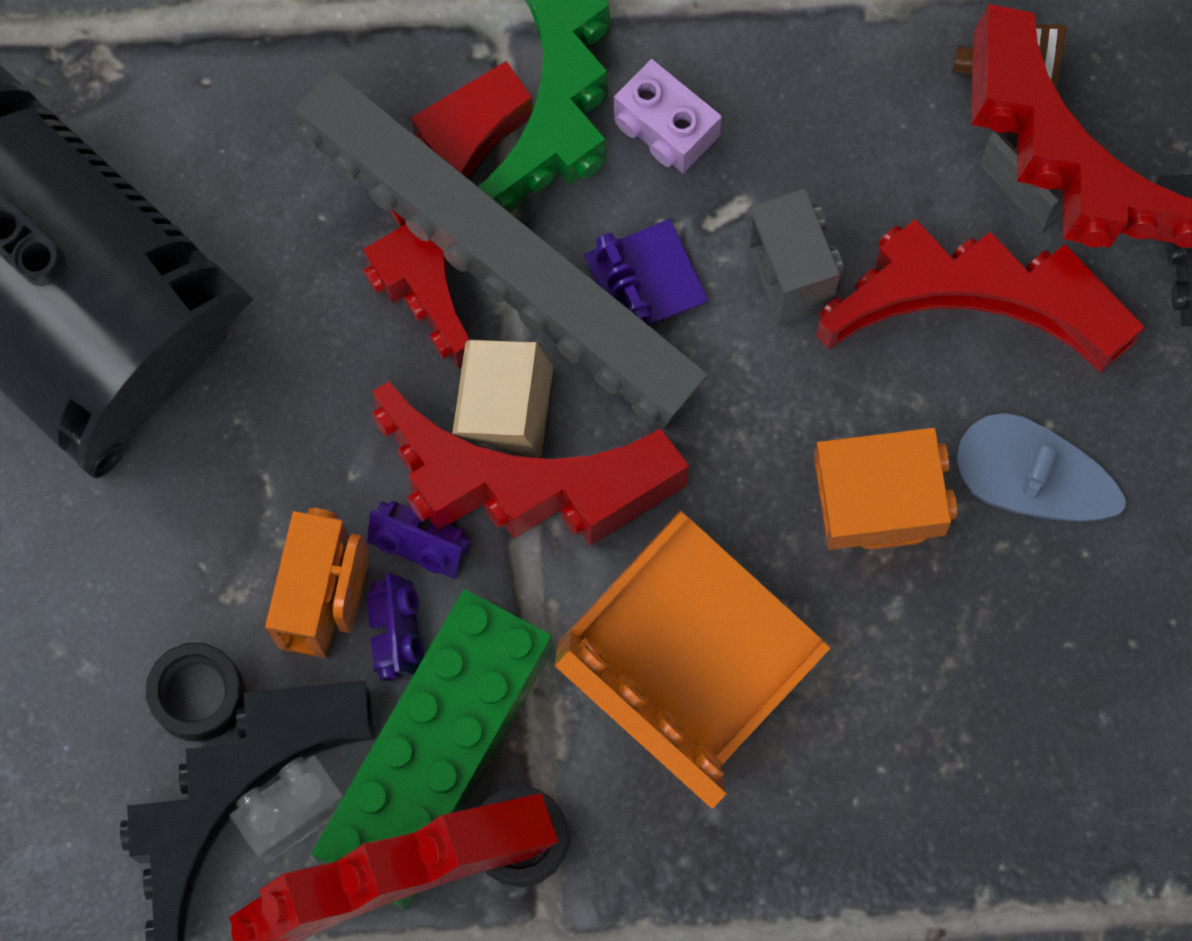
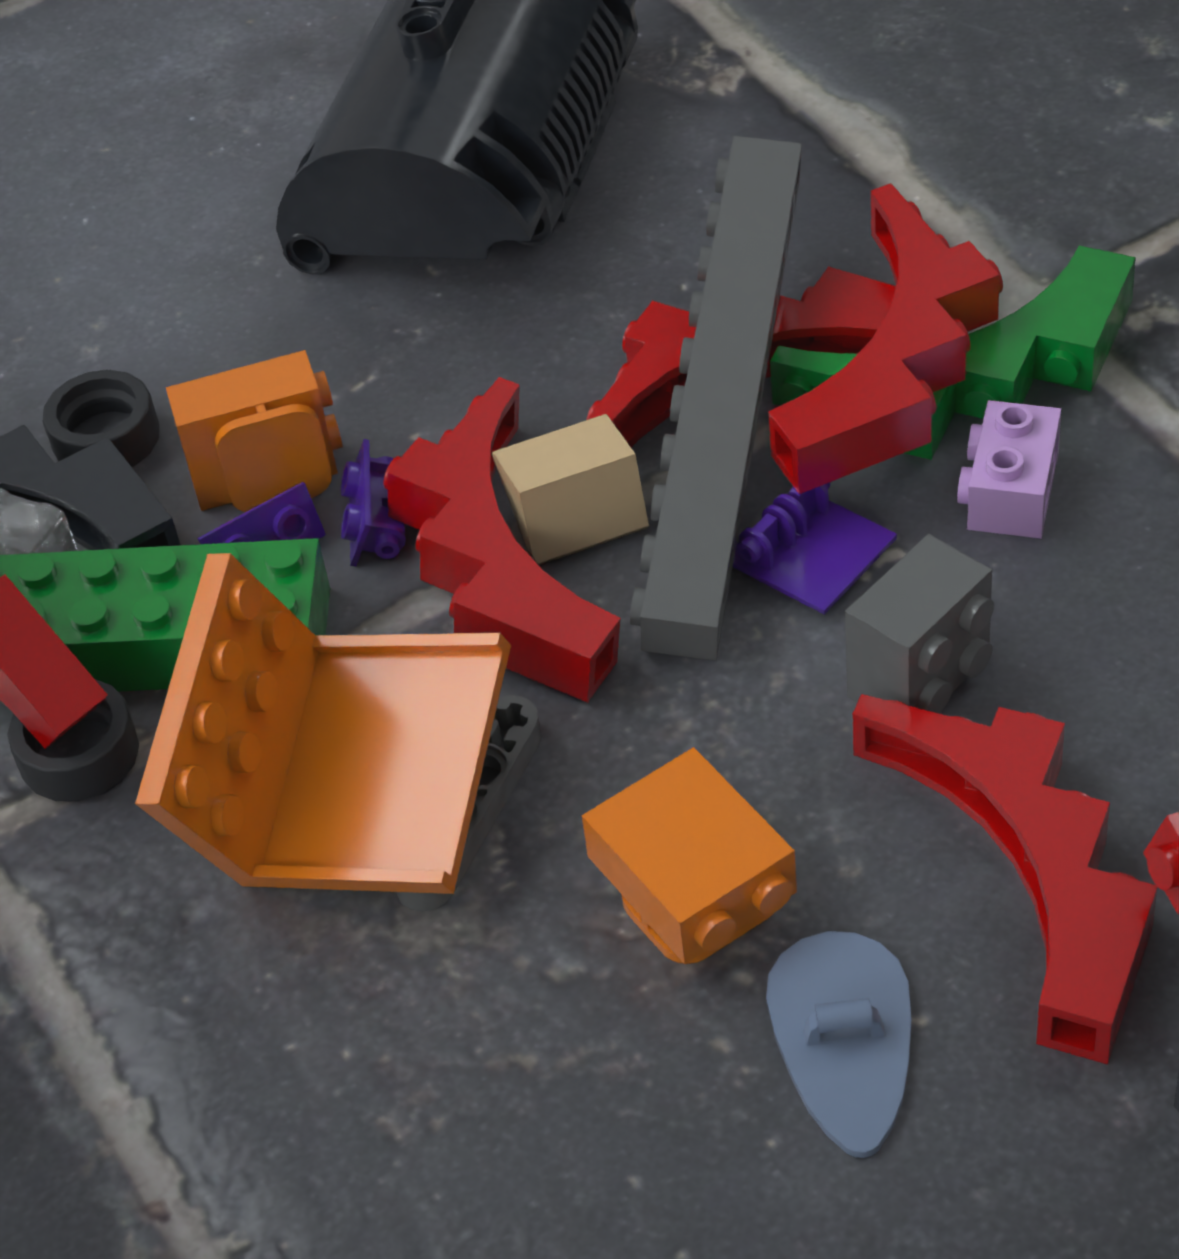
camera: 65 degrees right, 25 degrees down
(549, 107) = (885, 393): none -> red arch

